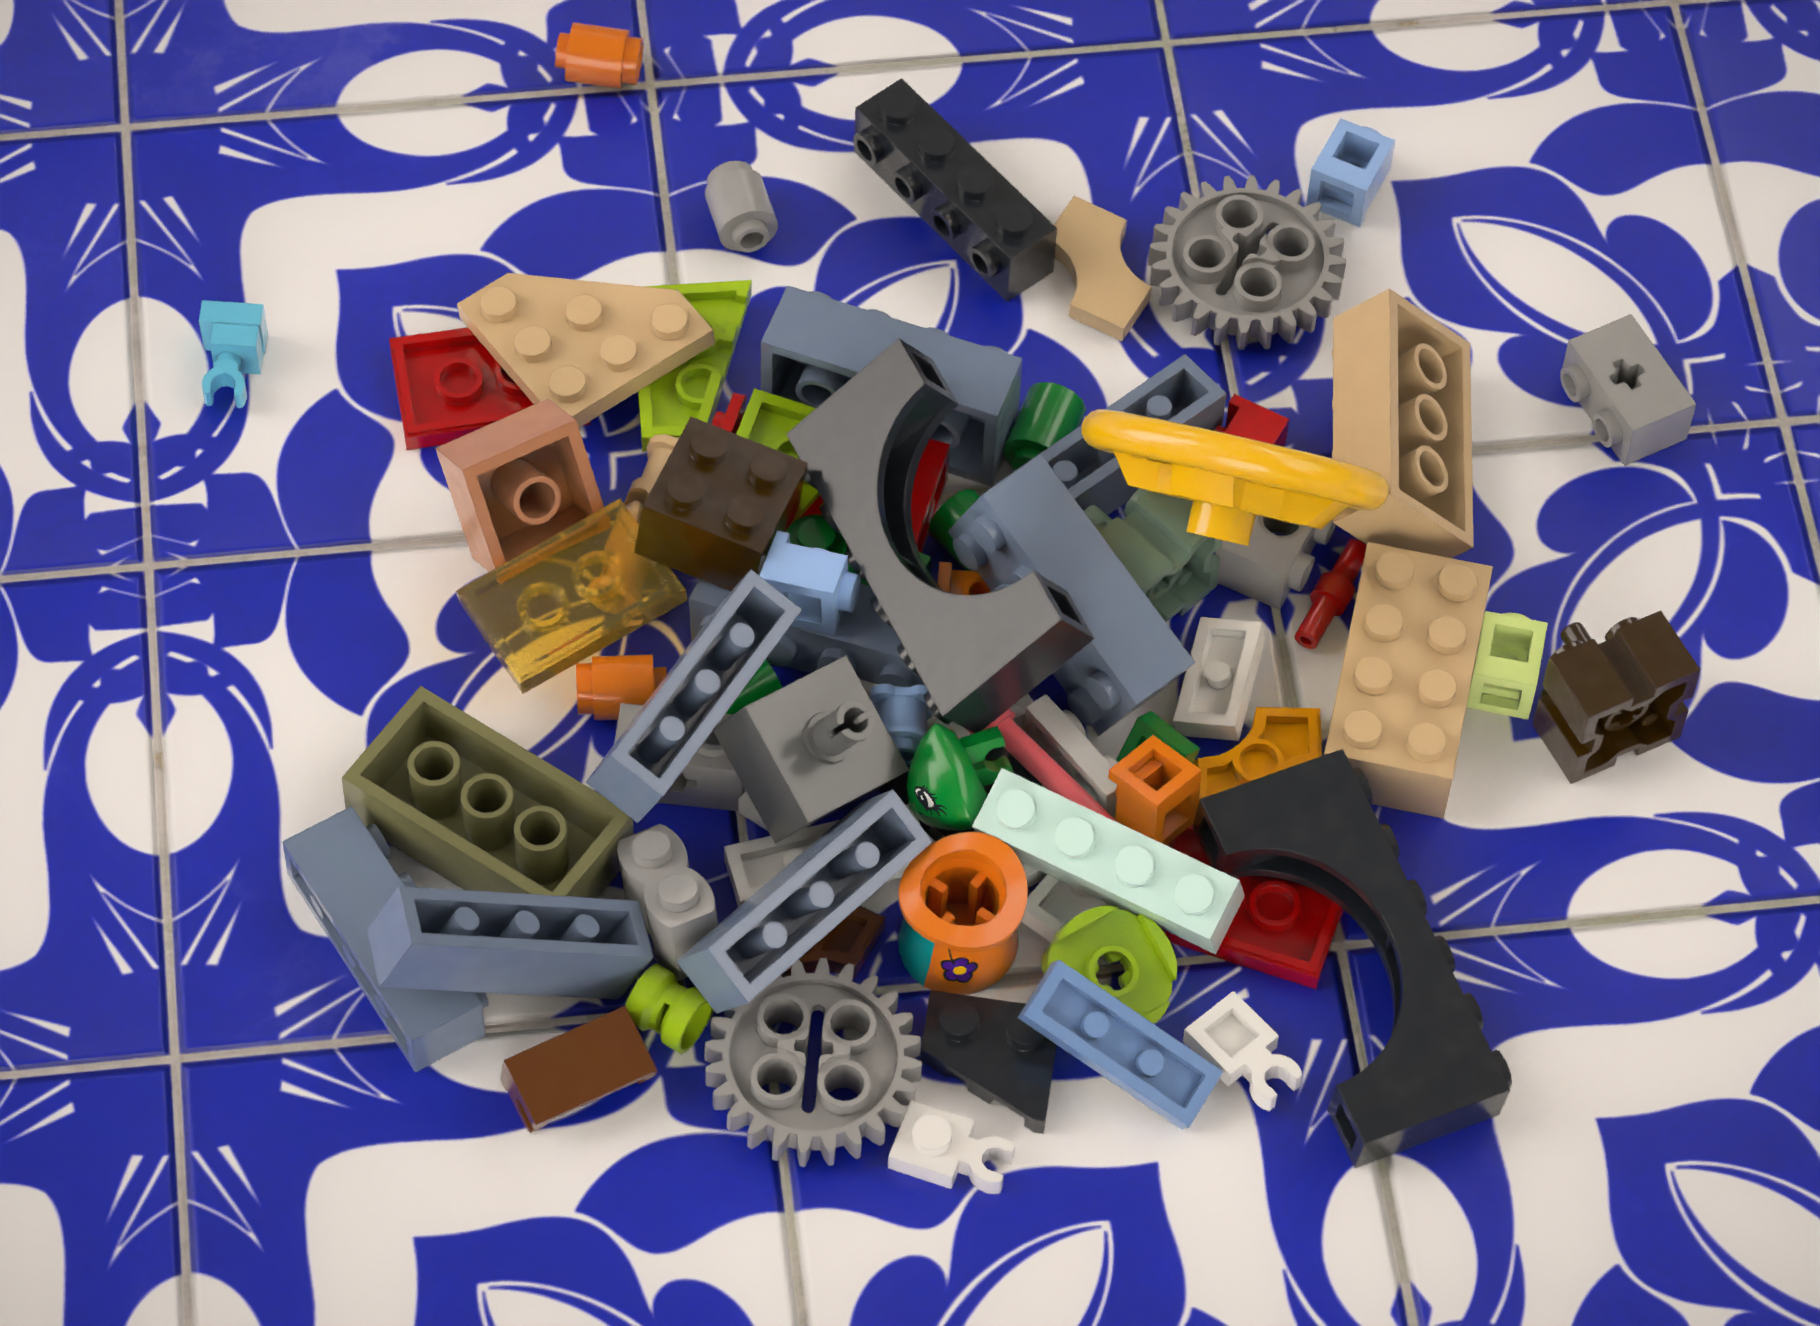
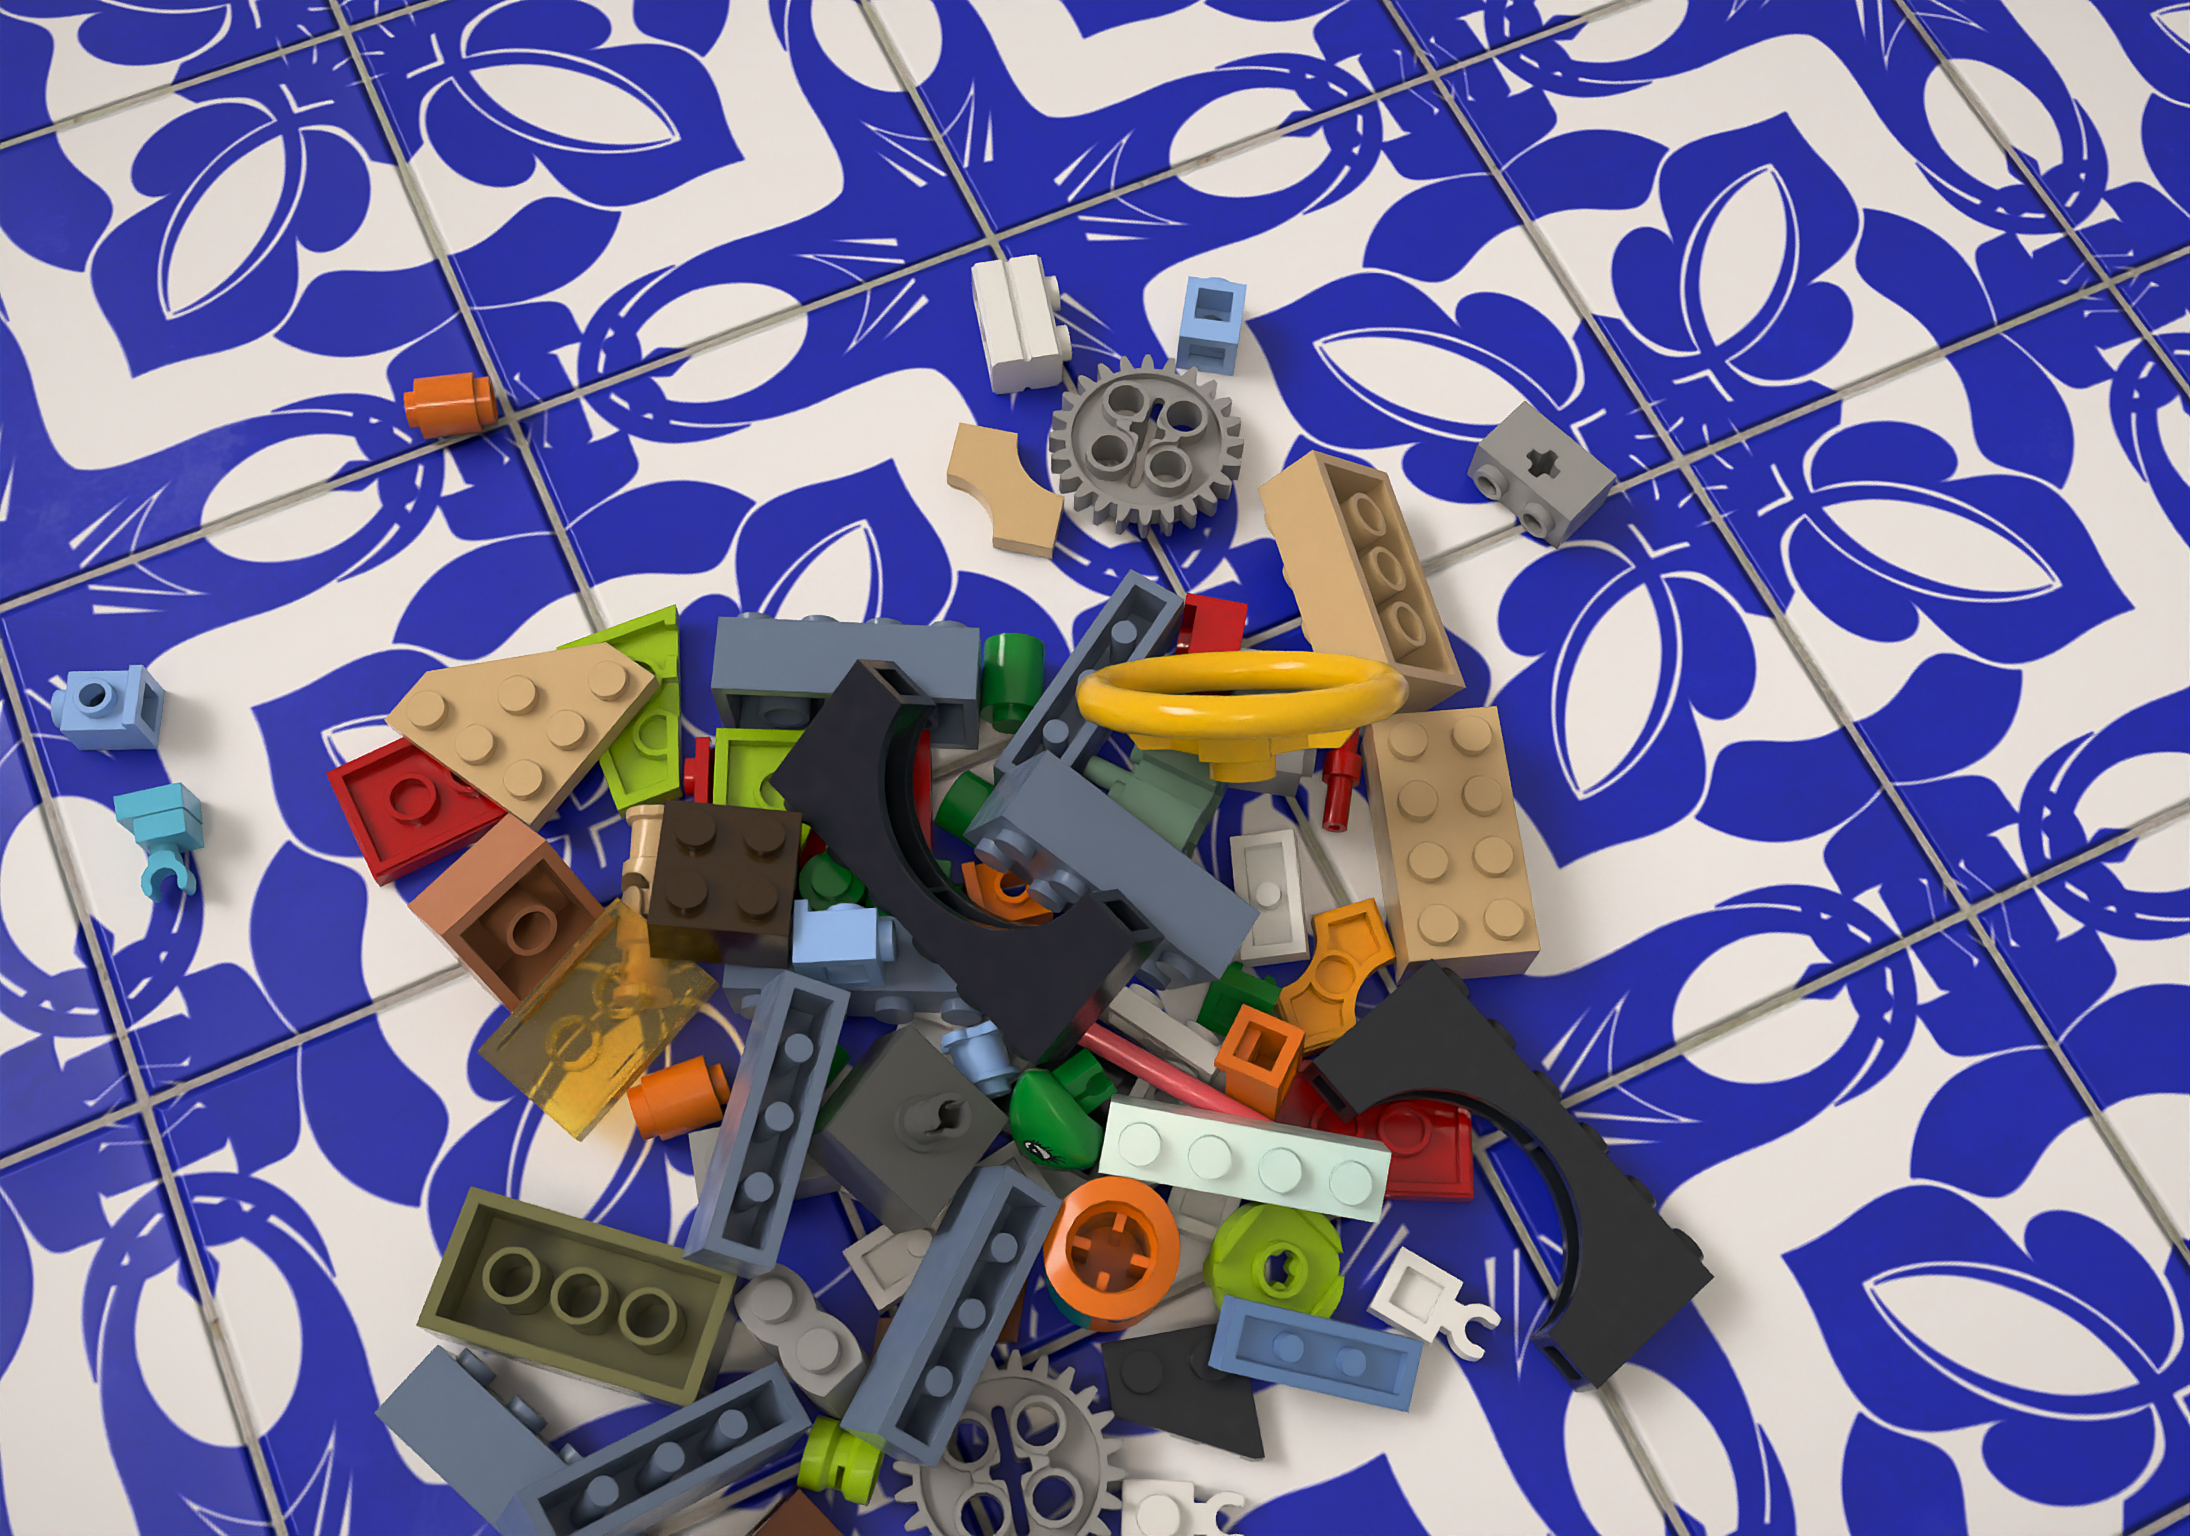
camera: 20 degrees left, 10 degrees up
(215, 233) = (110, 709): none -> light blue brick
(740, 207) = (640, 527): light grey brick -> none
(954, 189) = (844, 450): black brick -> none
(1161, 123) = (1019, 325): none -> white brick
(1507, 664) = (1548, 778): yellowish green brick -> none
(1614, 694) = (1652, 802): dark brown brick -> none

